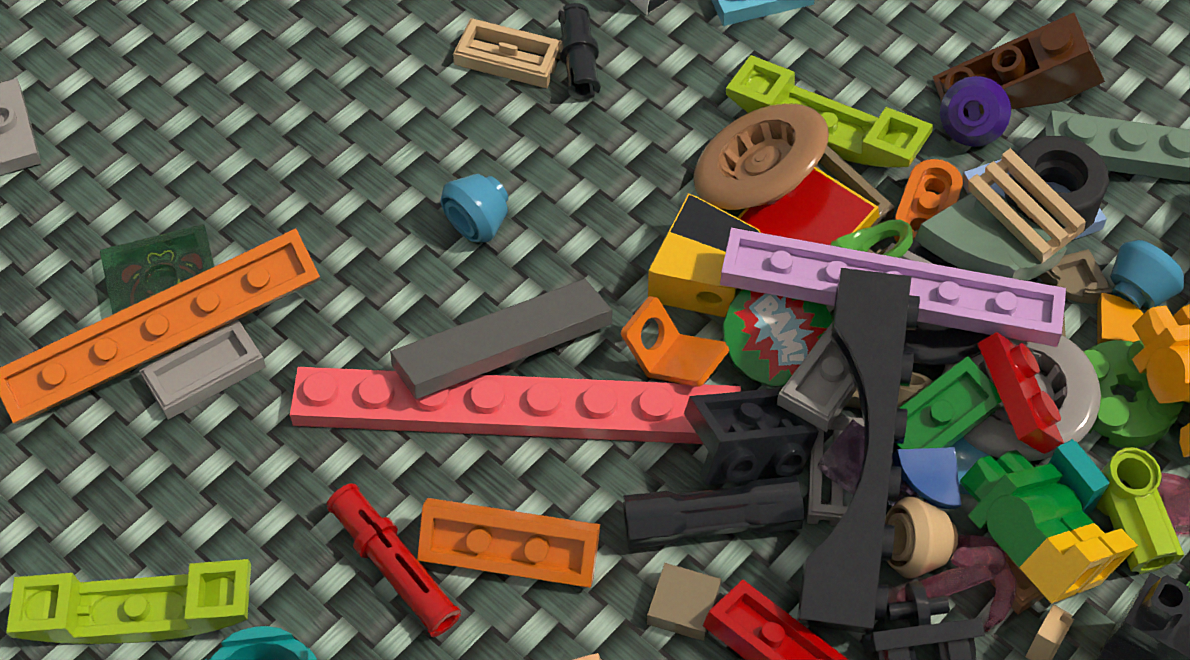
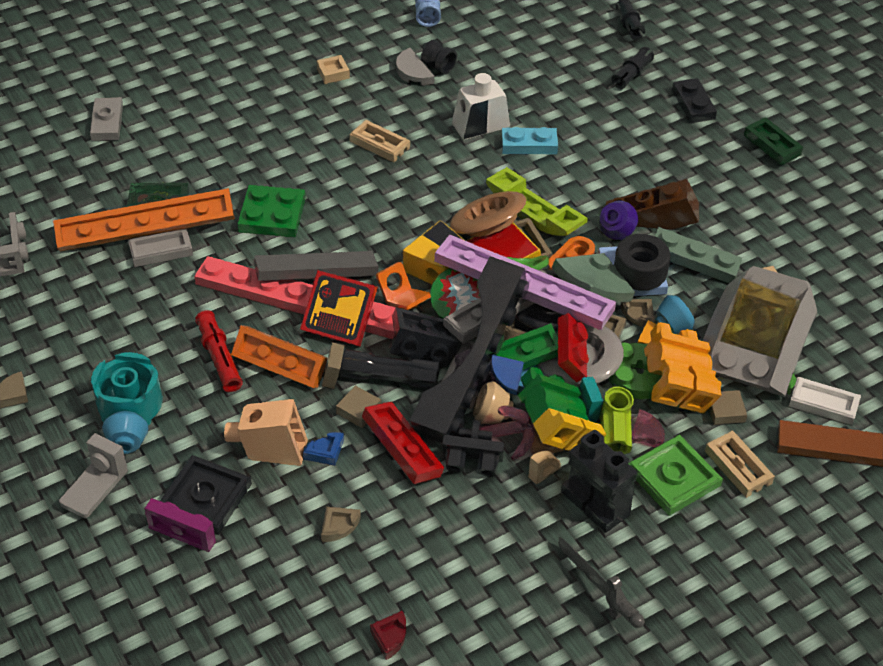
camera: 15 degrees right, 10 degrees down
(131, 609) = (79, 342): lime slope -> none
(374, 241) = (271, 211): none -> green plate
(475, 206) = (329, 204): dark azure cone -> none
(579, 51) = (416, 147): black pin -> none
(579, 417) = (338, 308): none -> tile
(616, 535) = (333, 365): none -> dark tan tile
(1061, 210) = (629, 262): tan tile -> none

